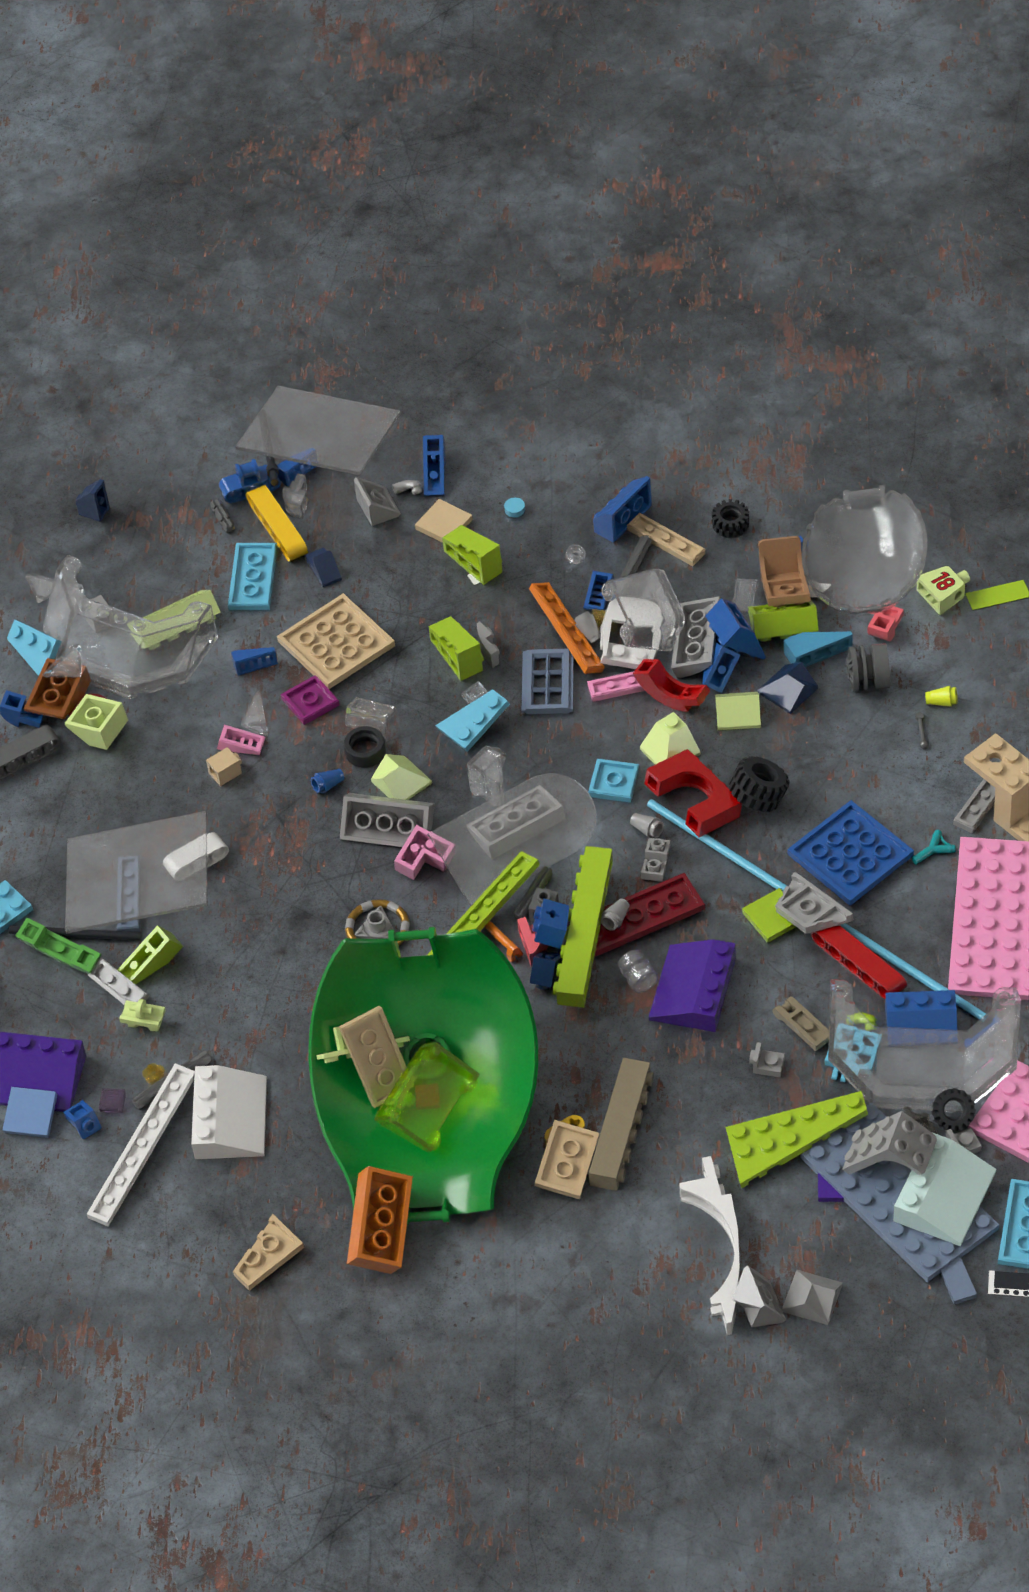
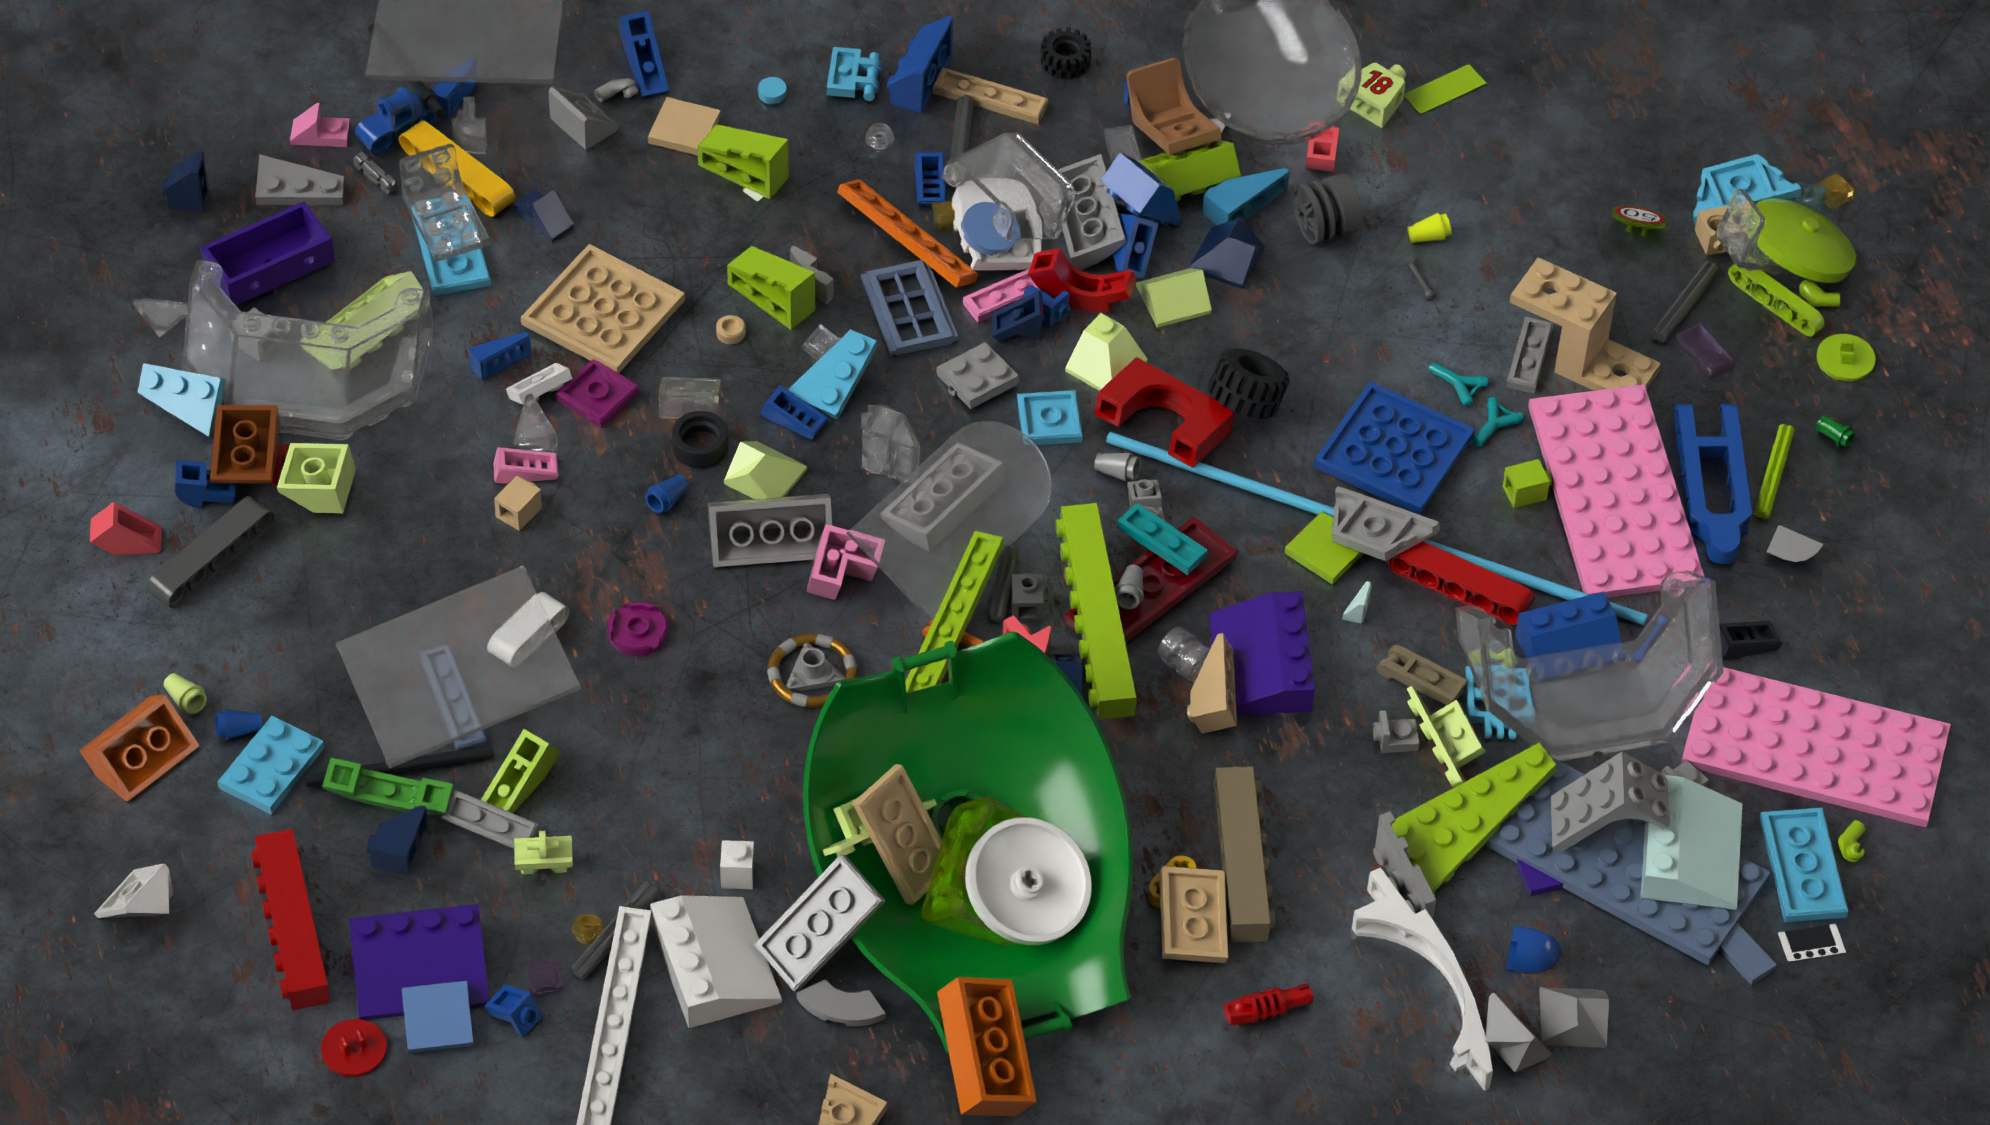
camera: 25 degrees left, 0 degrees up
(53, 984) = (398, 841): none -> dark blue slope
(67, 664) = (251, 407): clear slope -> none
(125, 559) = (270, 252): none -> dark purple piece
(167, 514) = (292, 183): none -> light grey wing
(197, 479) = (320, 131): none -> bright pink slope
(251, 545) = (440, 203): none -> clear bracket
(268, 1052) = (737, 864): none -> white brick
(270, 871) = (637, 629): none -> magenta tile
(276, 684) = (544, 381): none -> white plate
(301, 1106) = (819, 923): none -> tile
(301, 1168) = (840, 1006): none -> light grey tile
(418, 673) = (730, 329): none -> tan tile
(432, 727) = (791, 402): none -> blue slope
(450, 1109) = (1028, 881): none -> white dish
(550, 923) = (1055, 615): blue brick -> none
(569, 502) = (844, 72): none -> medium azure plate
(575, 739) = (977, 375): none -> light grey plate
(588, 626) = (938, 226): light grey cone -> none
(595, 1236) = (1266, 1004): none -> red hinge
(610, 636) = (980, 230): none -> medium blue tile
(618, 703) = (1019, 316): none -> dark blue slope
(640, 700) = (1053, 309): none -> blue bracket
(646, 1002) = (1214, 690): none -> tan slope
(652, 884) = (1162, 538): none -> teal plate
(728, 1165) = (1395, 857): none -> light grey wing
(778, 963) = (1358, 607): none -> light aqua slope
(800, 1242) = (1532, 951): none -> blue brick
(804, 1070) = (1452, 734): none -> yellowish green bracket
(919, 814) = (1460, 382): none -> teal piece
(936, 898) = (1526, 483): none -> lime brick
(966, 1102) = (1674, 732): black tyre -> none

